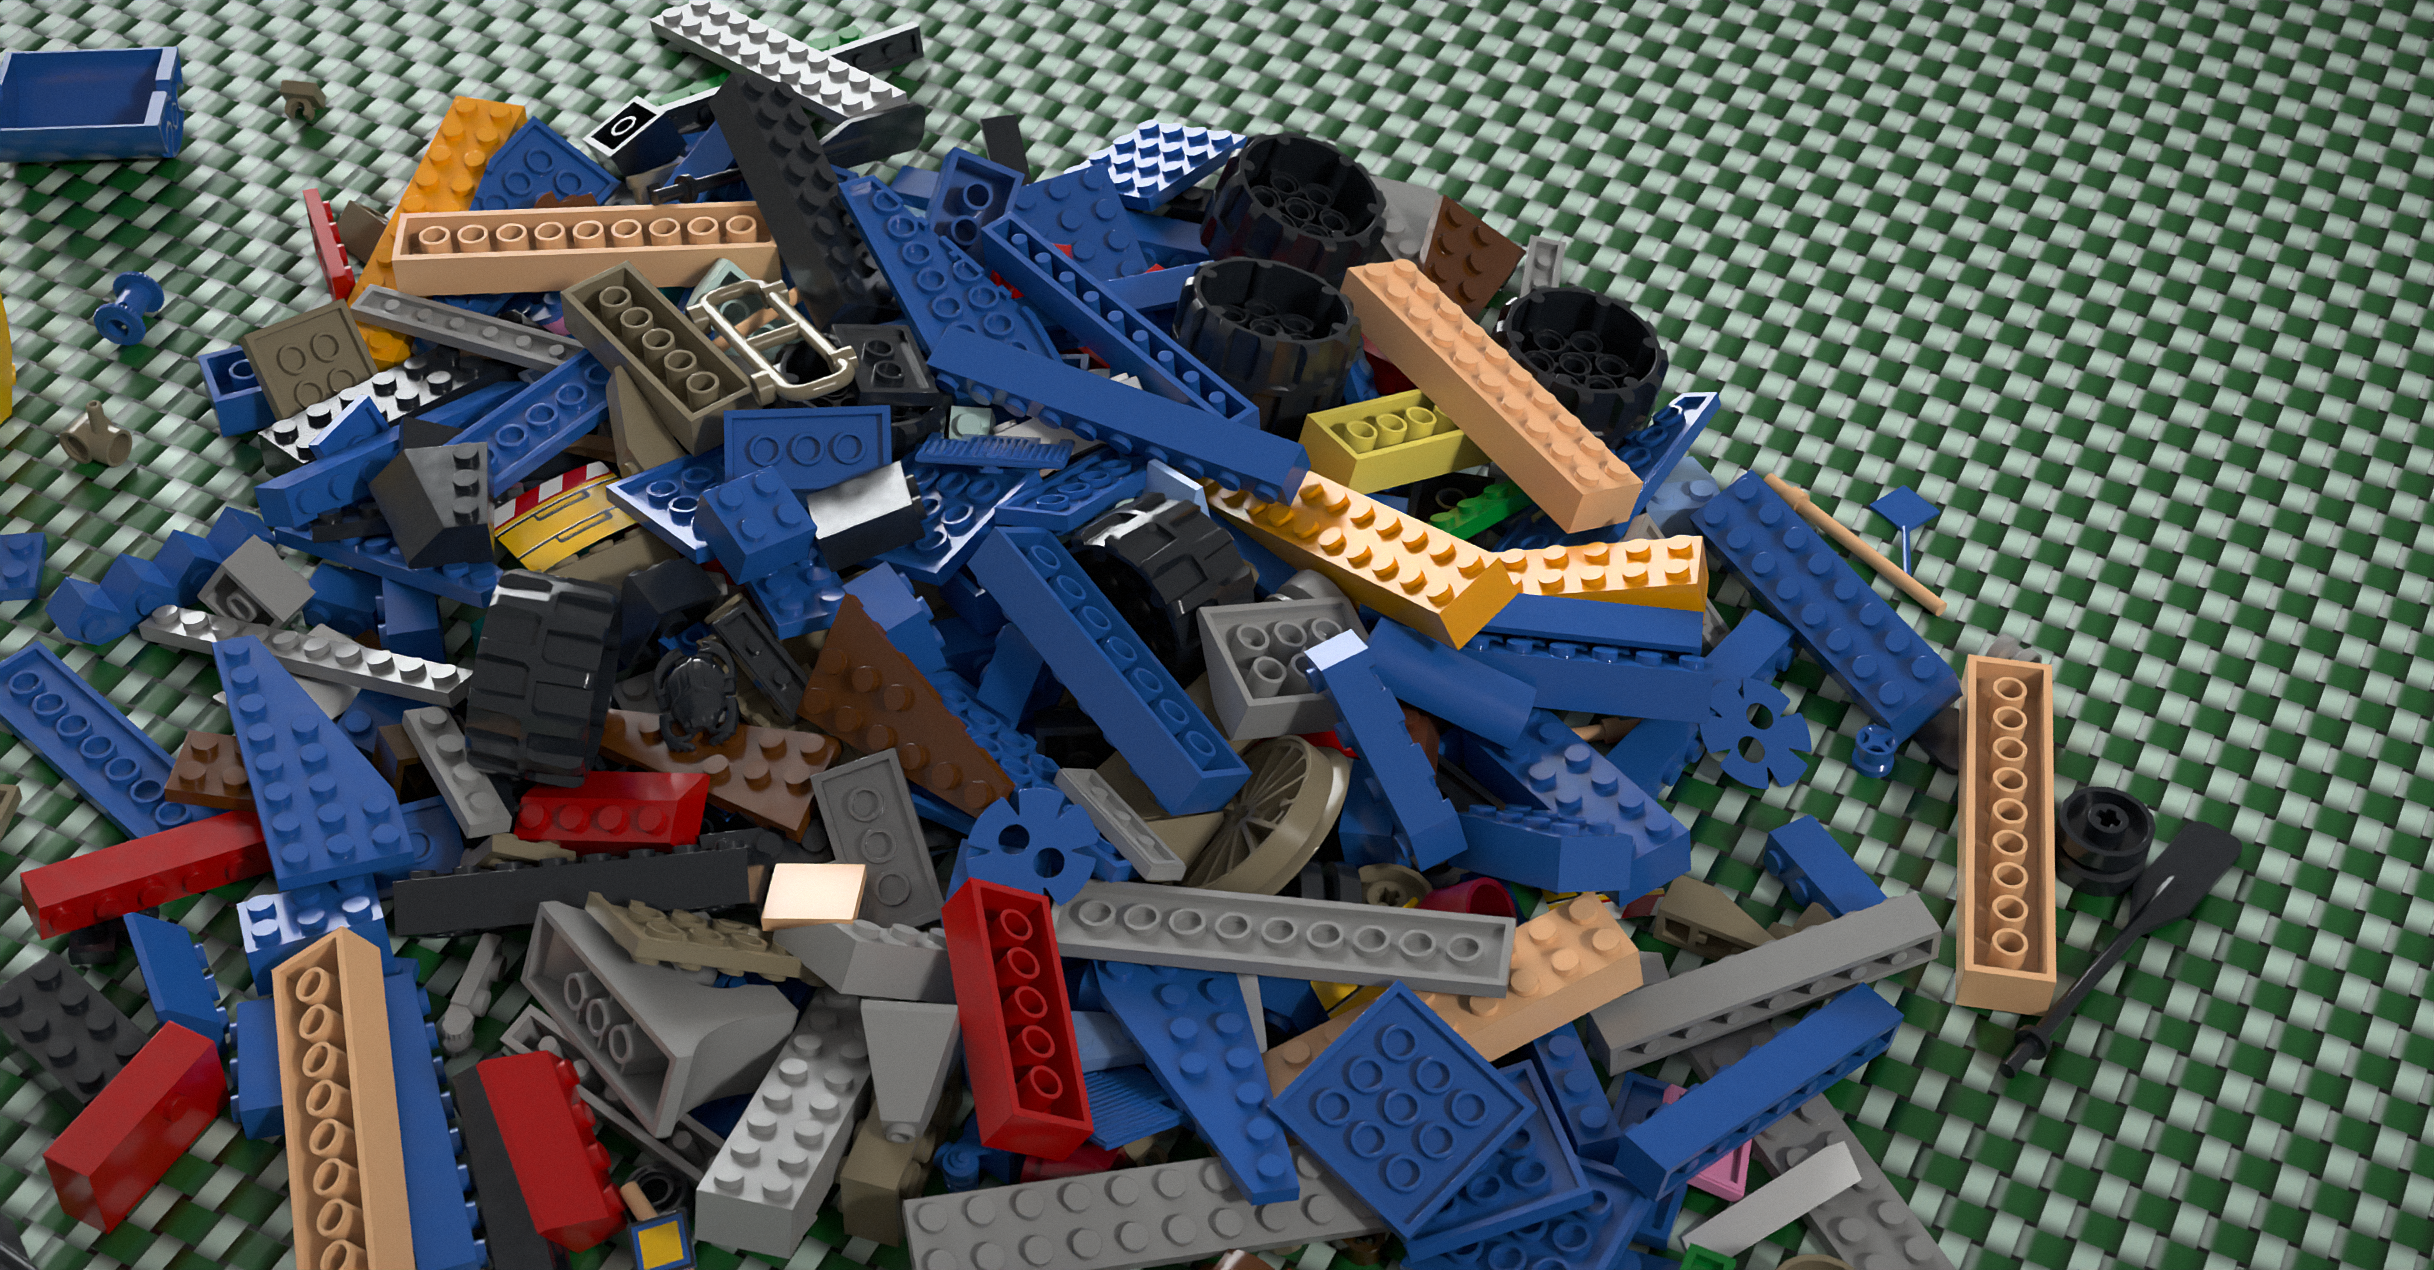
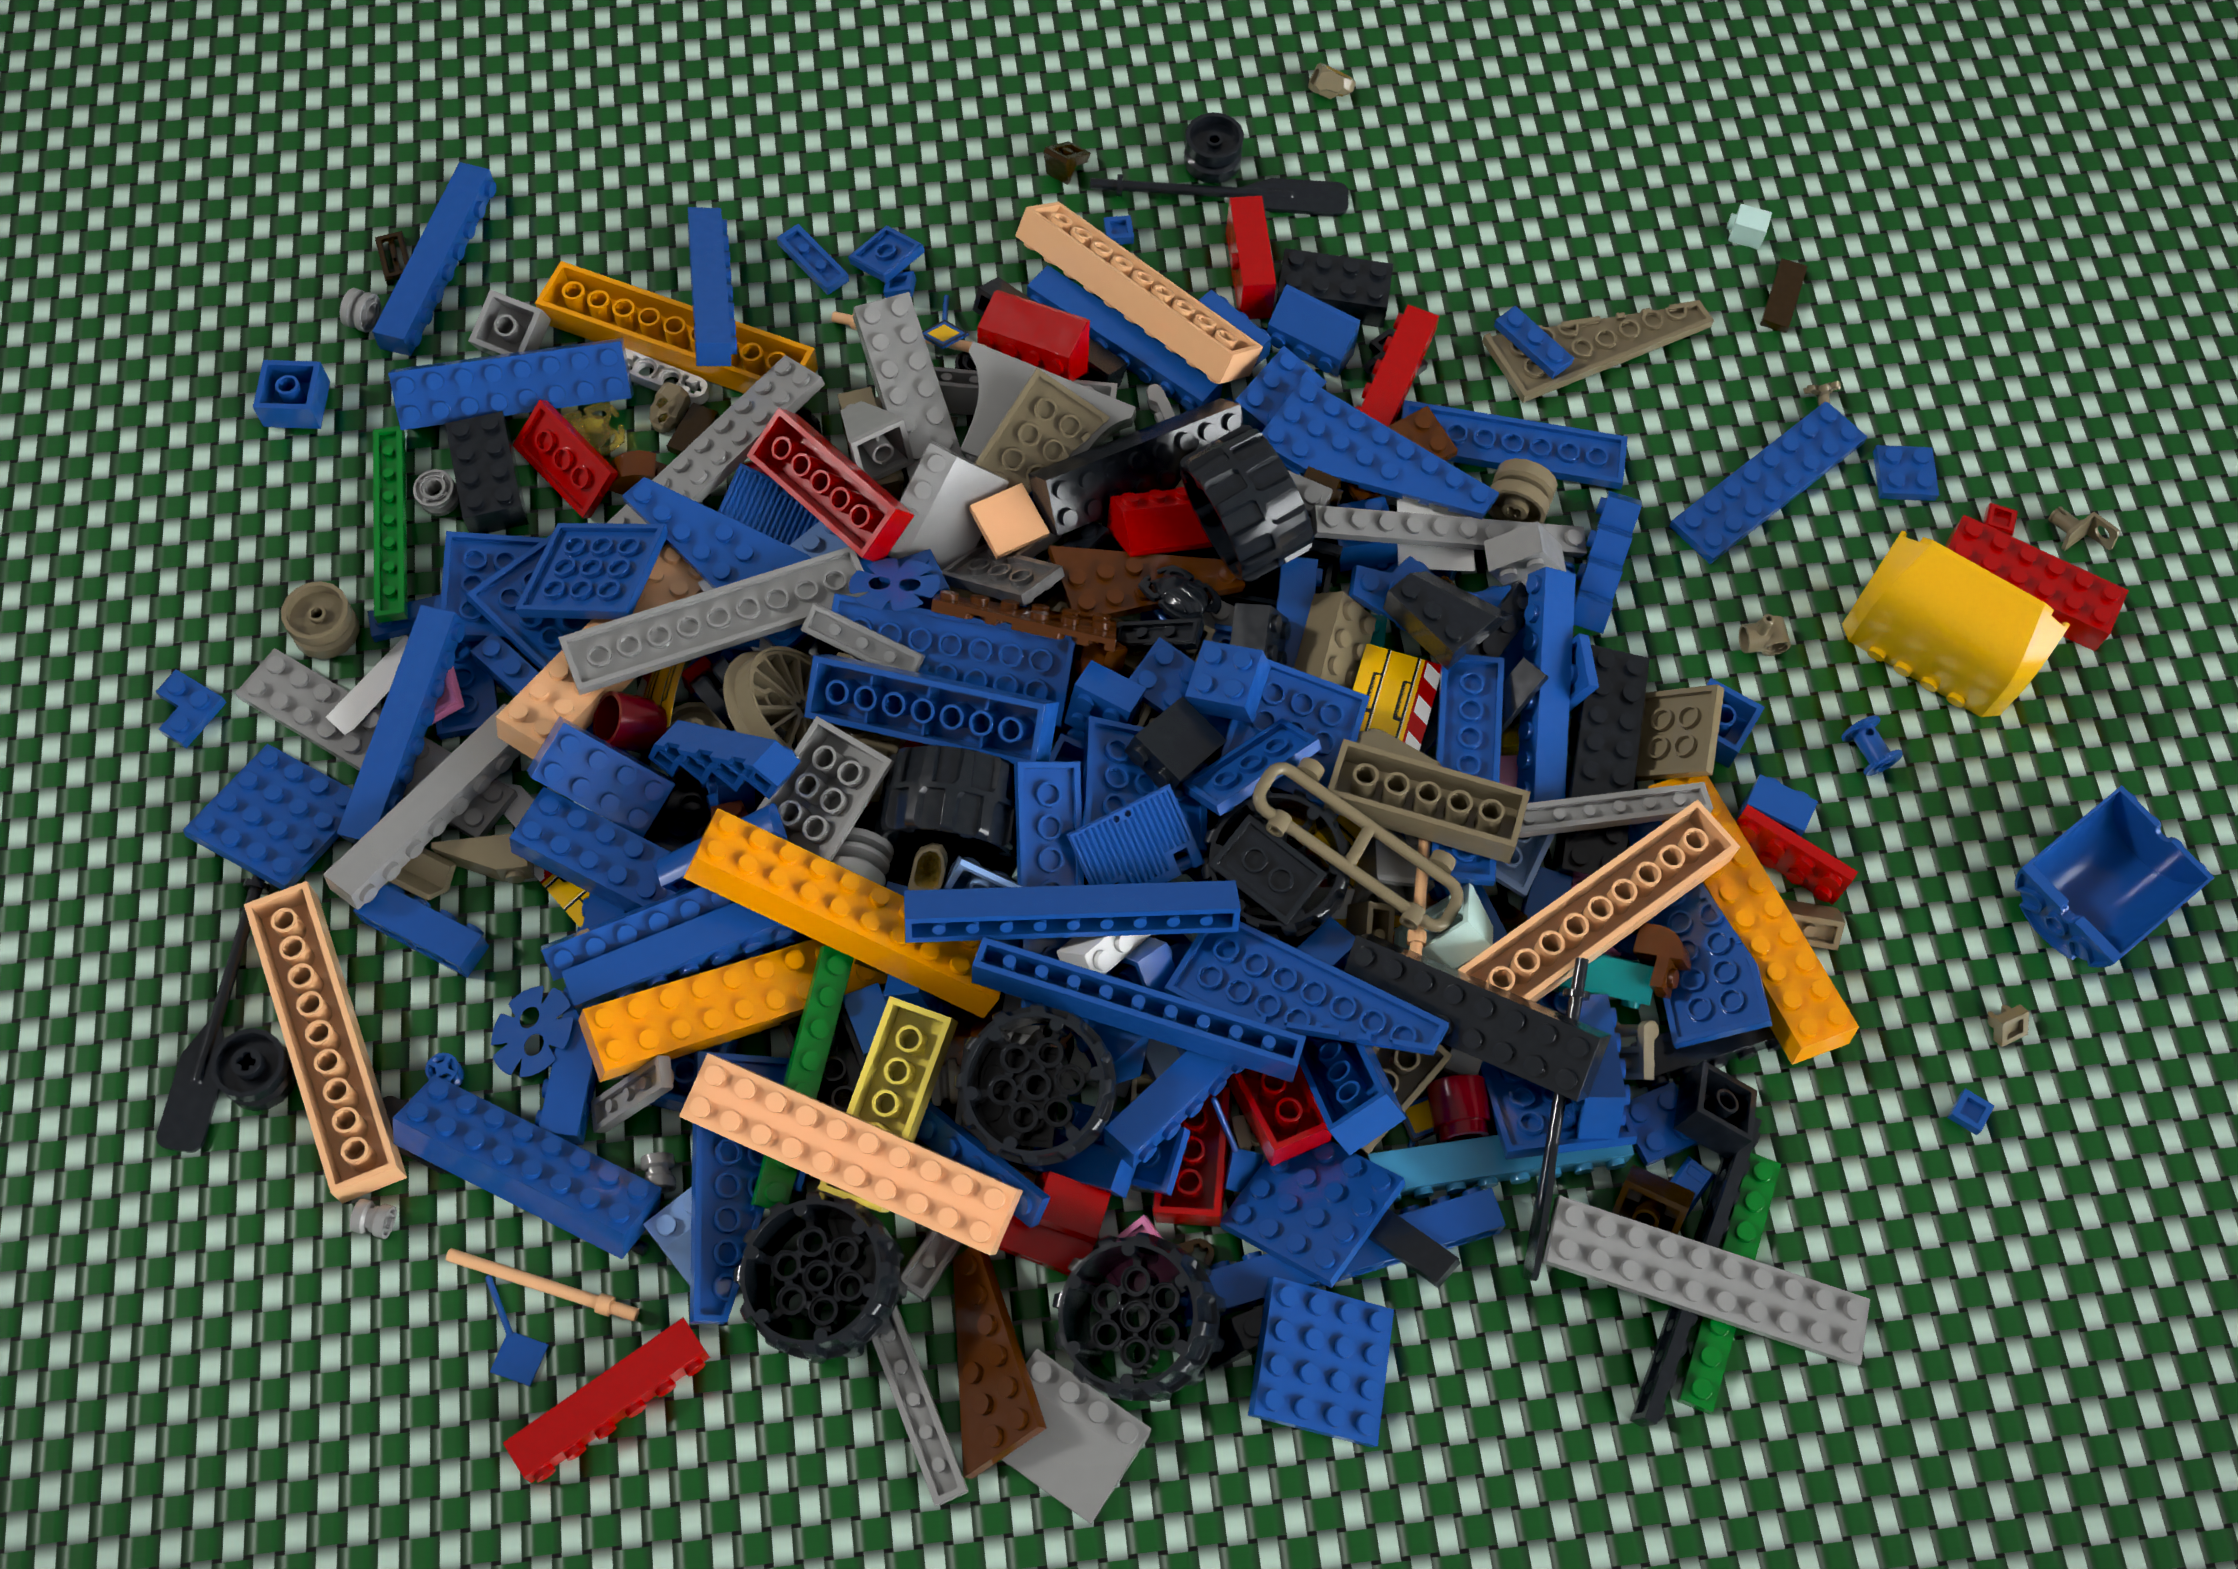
camera: 145 degrees right, 20 degrees up
(171, 667) = (1523, 490): none -> dark tan wheel
(296, 279) = (1780, 803): none -> blue brick
(414, 71) = (1970, 1111): none -> blue plate
(1831, 429) = (606, 1401): none -> red brick
(1976, 1103) = (273, 818): none -> blue plate

